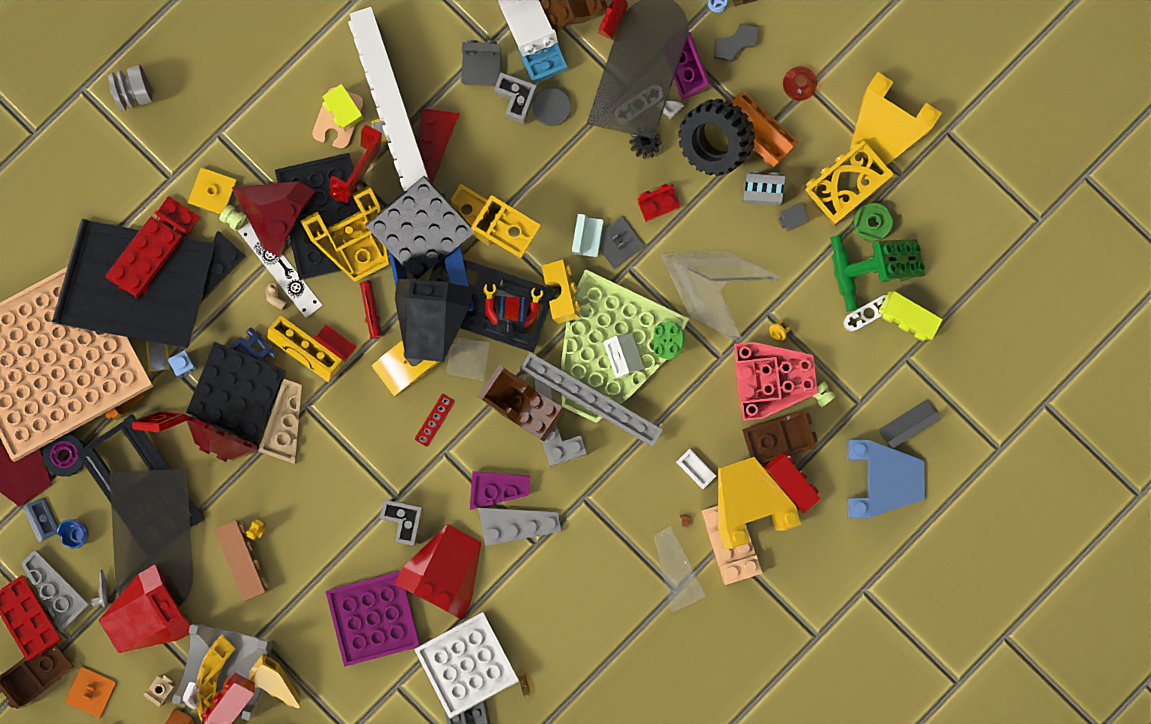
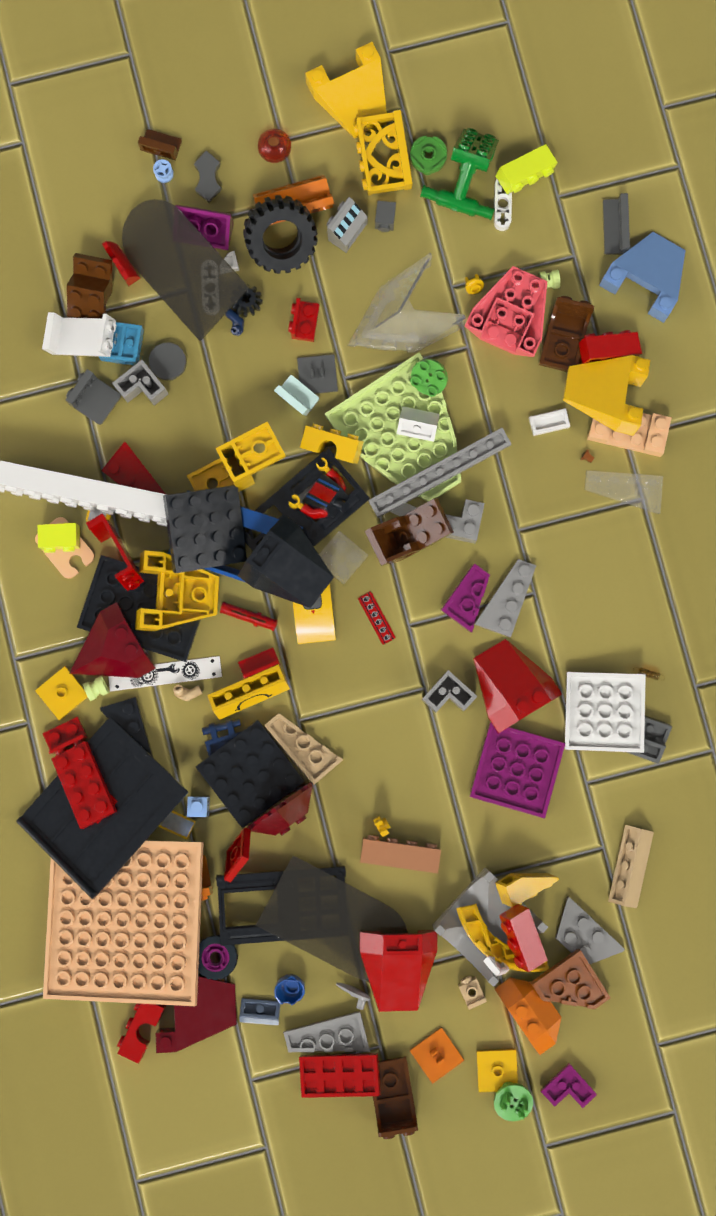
camera: 55 degrees left, 0 degrees up
(620, 147) = (237, 322): none -> dark blue arm

